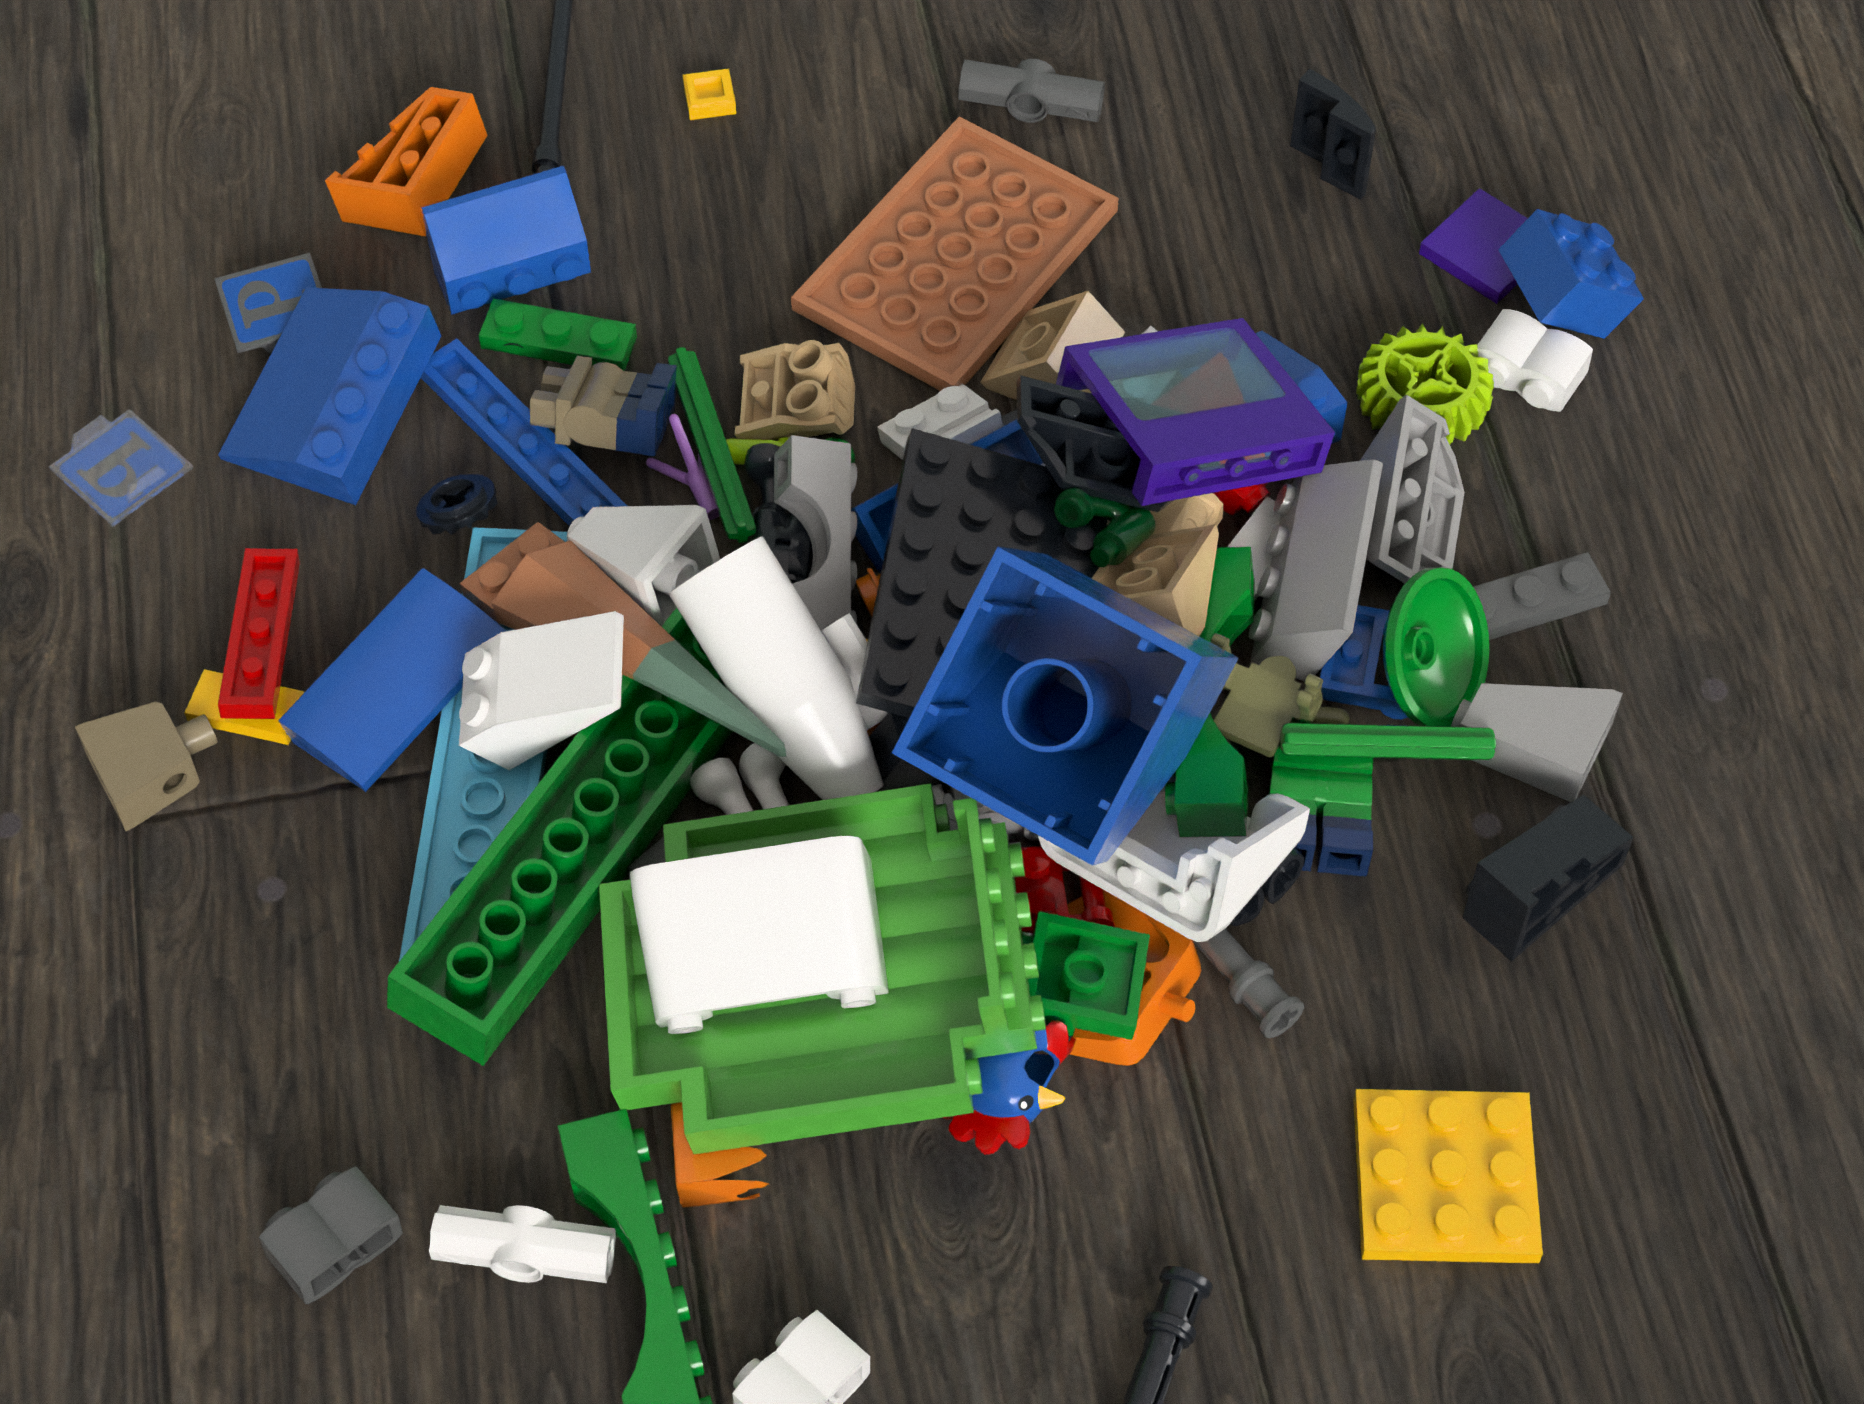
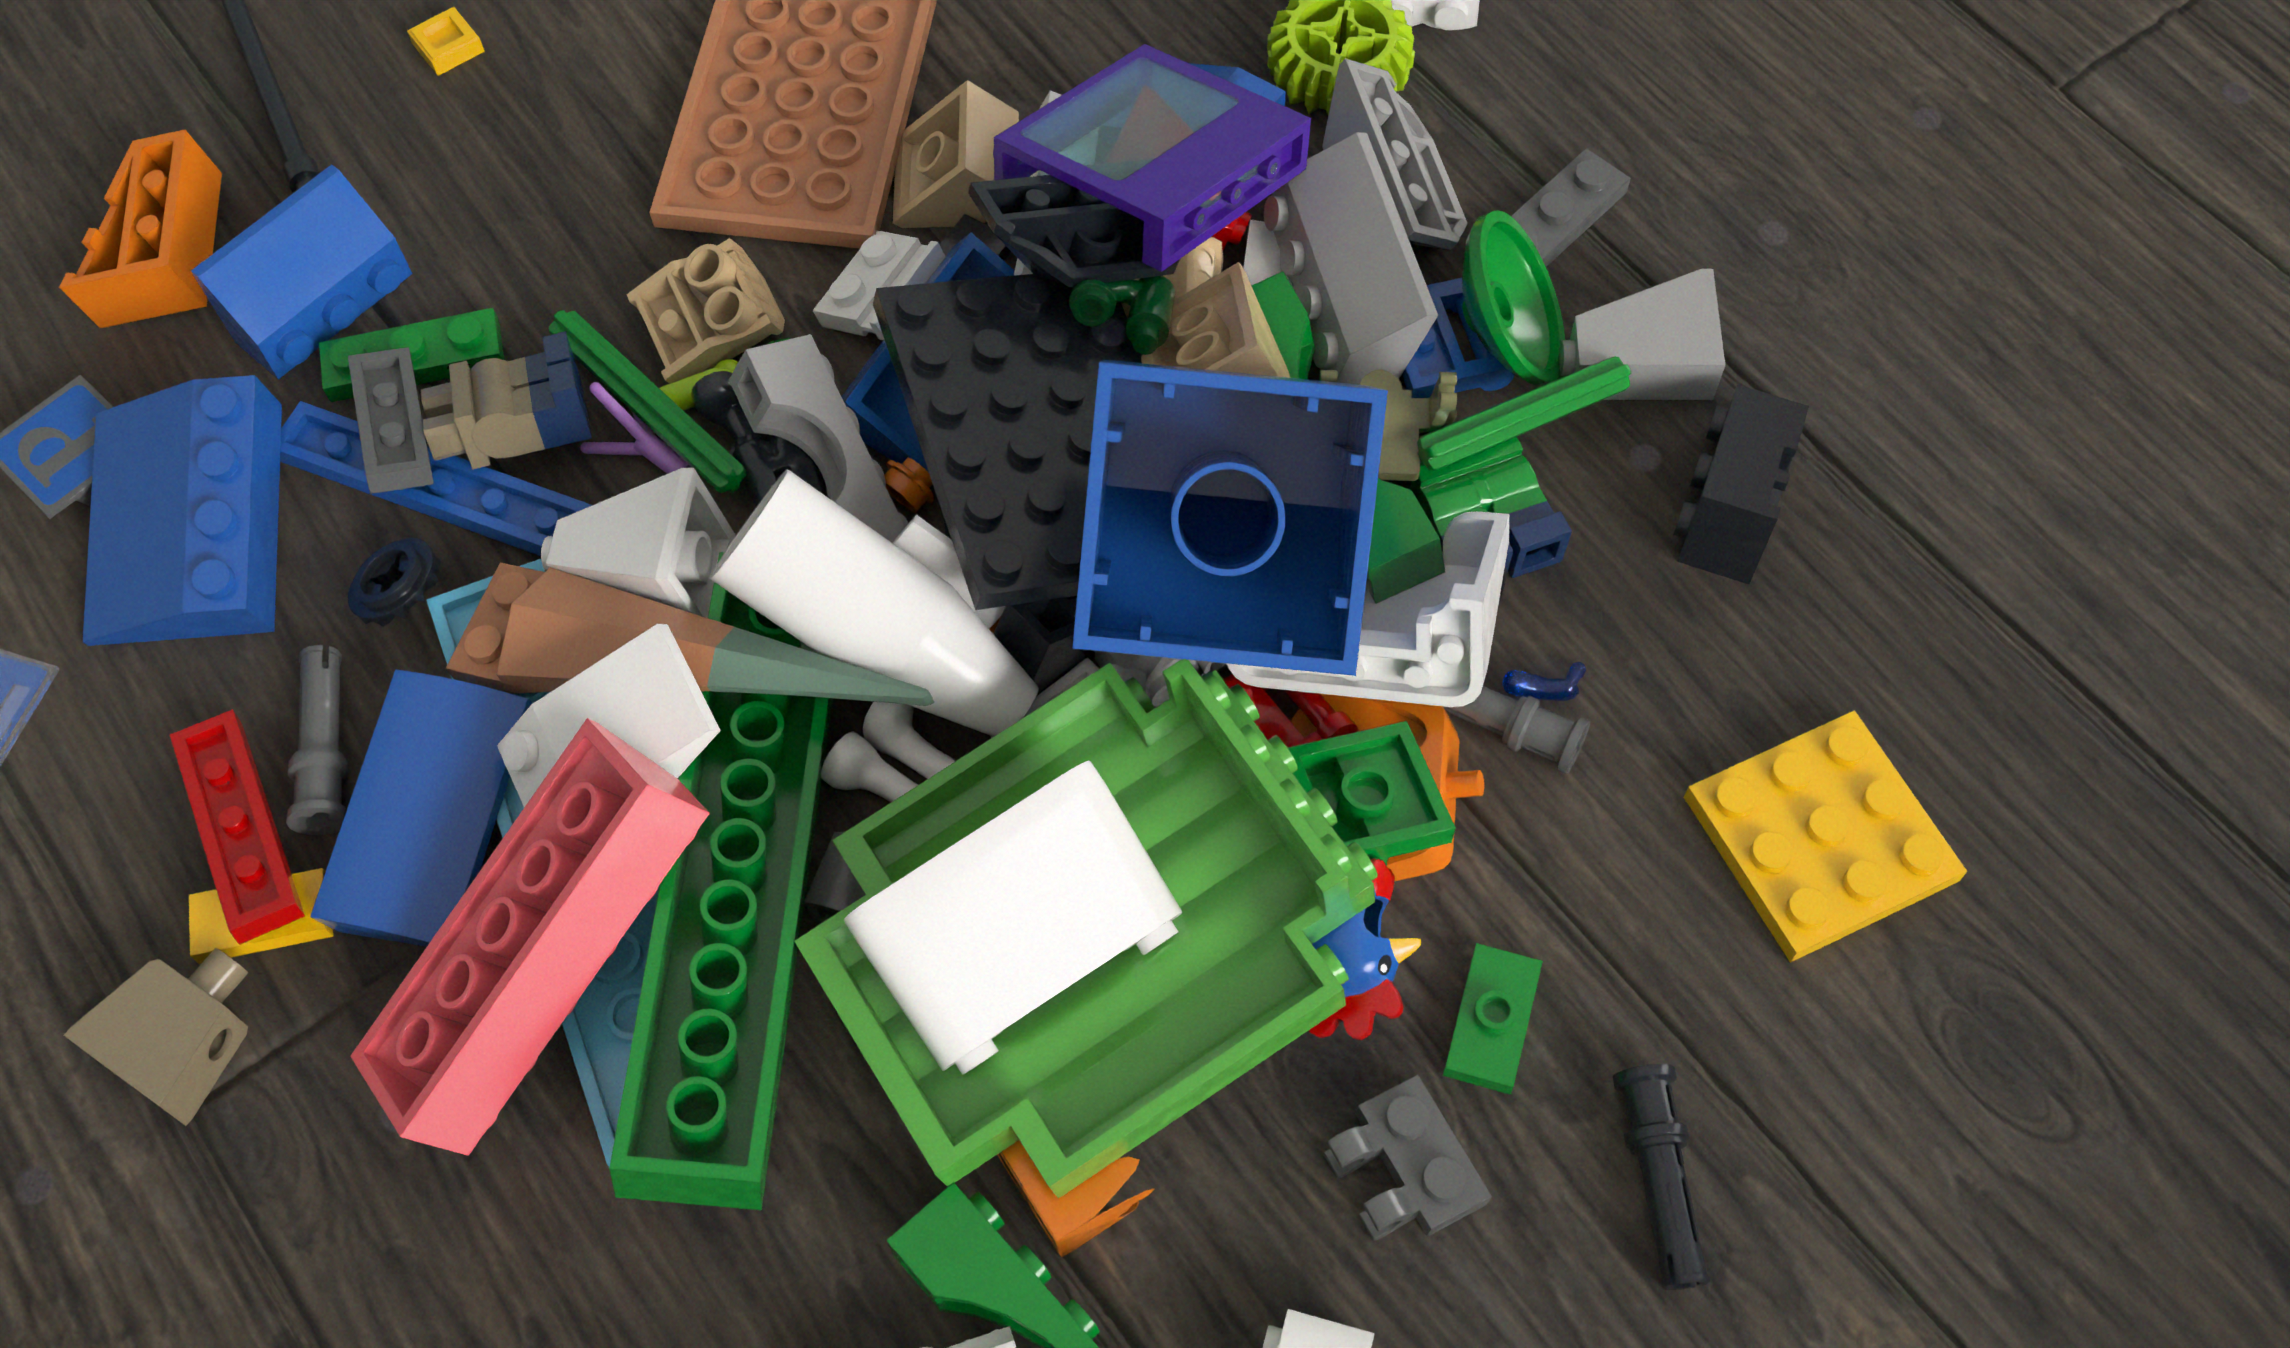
camera: 25 degrees left, 5 degrees up
(338, 615) = (318, 764): none -> dark grey pin
(416, 799) = (526, 940): none -> coral slope
(512, 379) = (389, 420): none -> dark grey plate
(985, 1259) = (1421, 1155): none -> dark grey plate
(1098, 1189) = (1493, 1018): none -> green plate
(1287, 965) = (1543, 688): none -> clear blue piece

